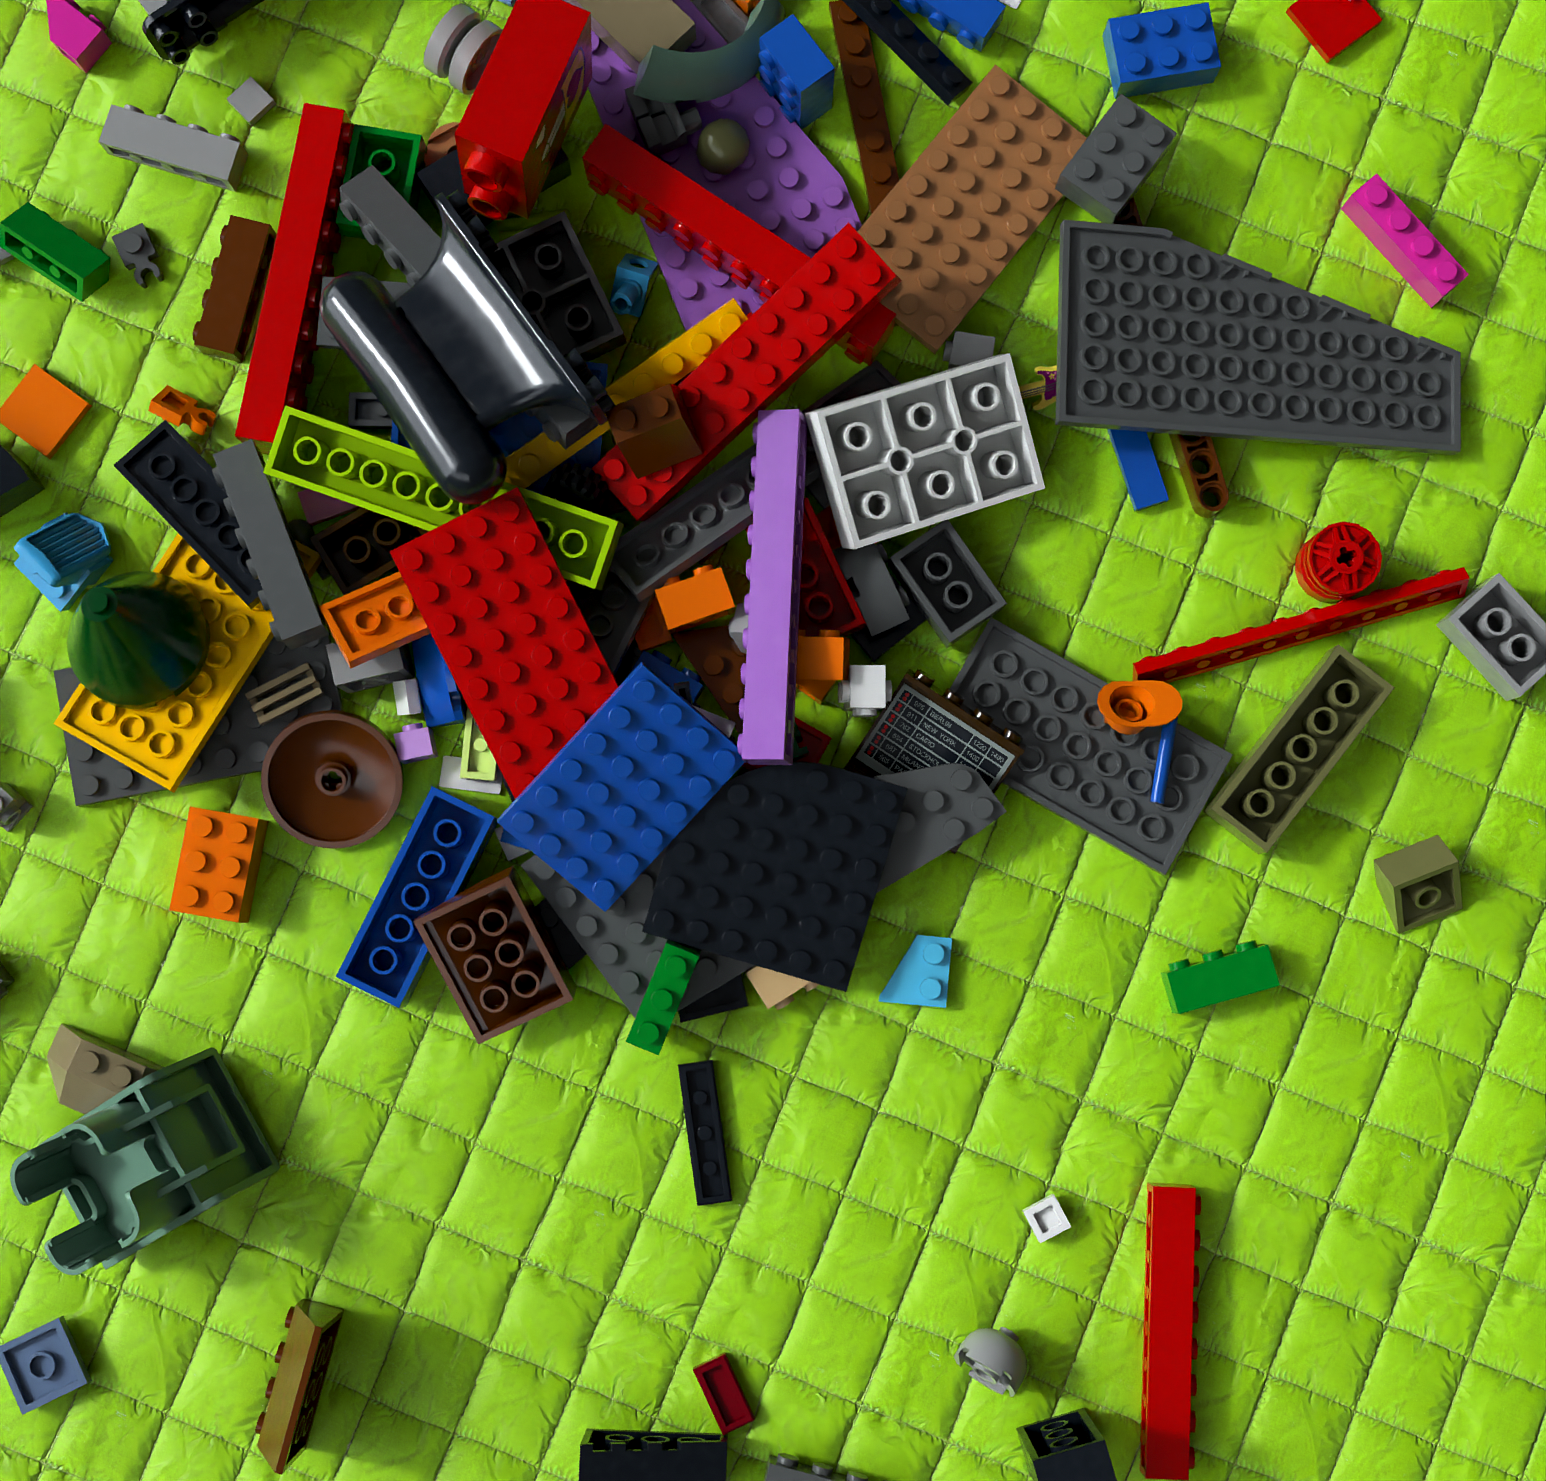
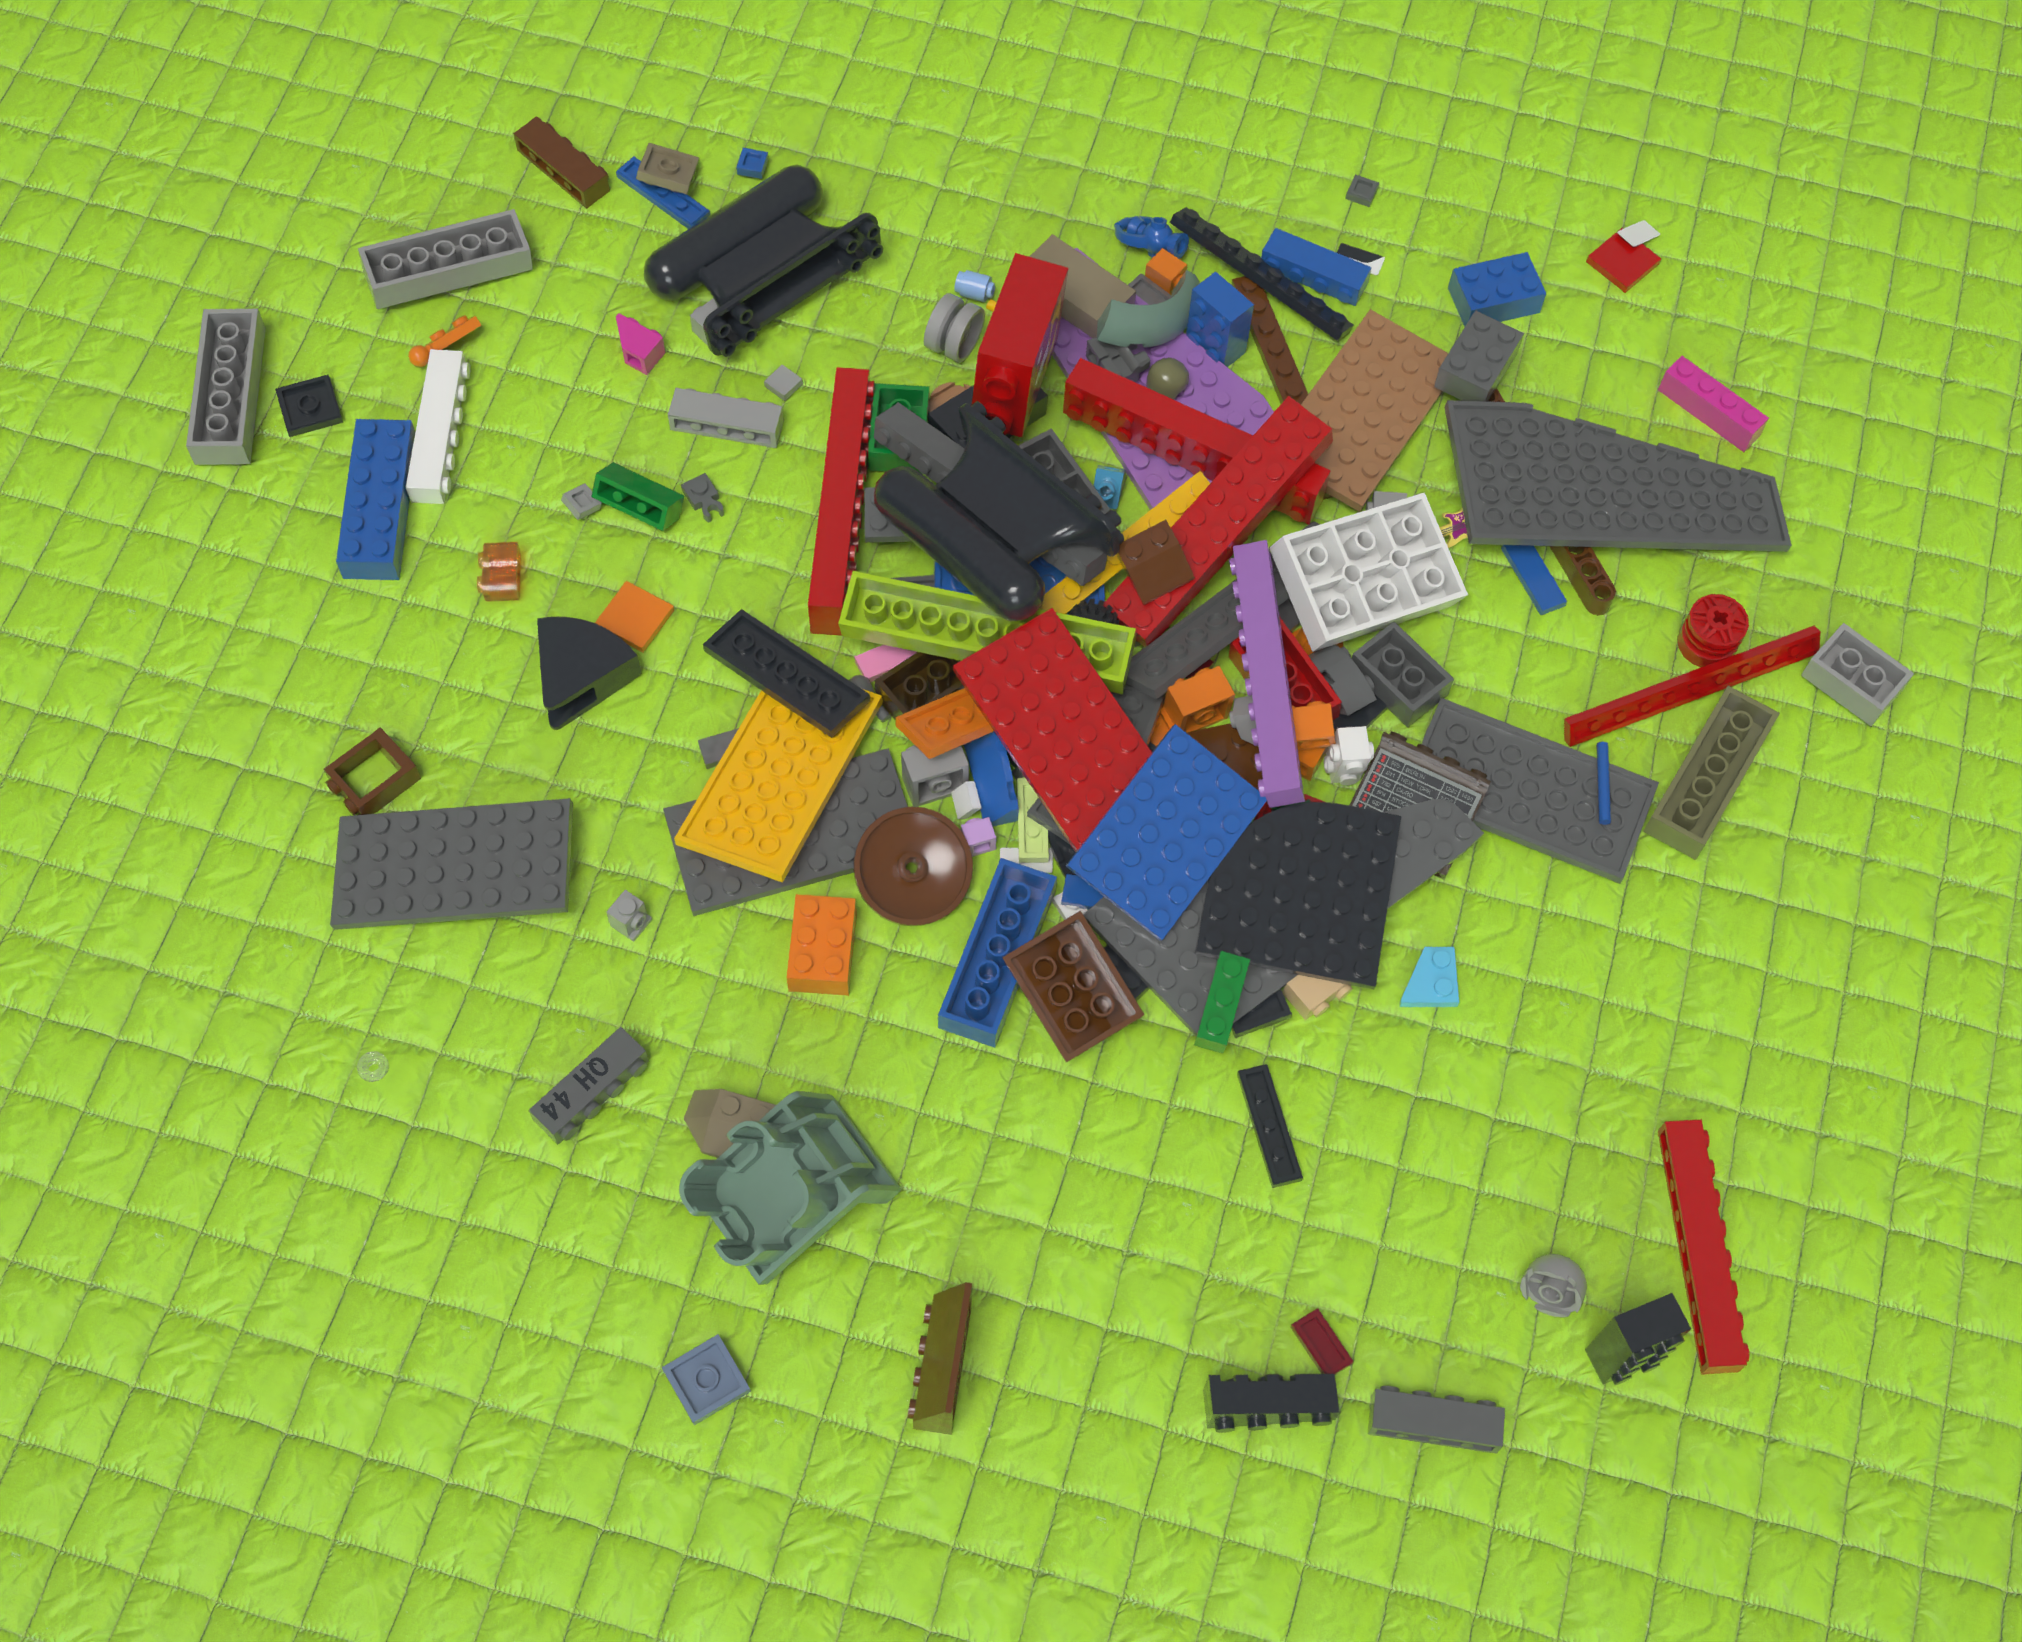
camera: 10 degrees left, 20 degrees down
(65, 557) = (665, 721): dark azure piece -> none
(138, 639) = (738, 763): dark green cone -> none
(180, 408) = (752, 604): orange plate -> none
(235, 288) = (787, 513): reddish brown brick -> none
(258, 707) = (855, 797): dark tan tile -> none
(270, 544) = (847, 683): dark grey brick -> none
(1046, 1218) = (1577, 1164): white plate -> none
(1138, 704) = (1573, 746): orange piece -> none
(1219, 977) = (1684, 955): green brick -> none
(1419, 883) = (1834, 867): olive slope -> none

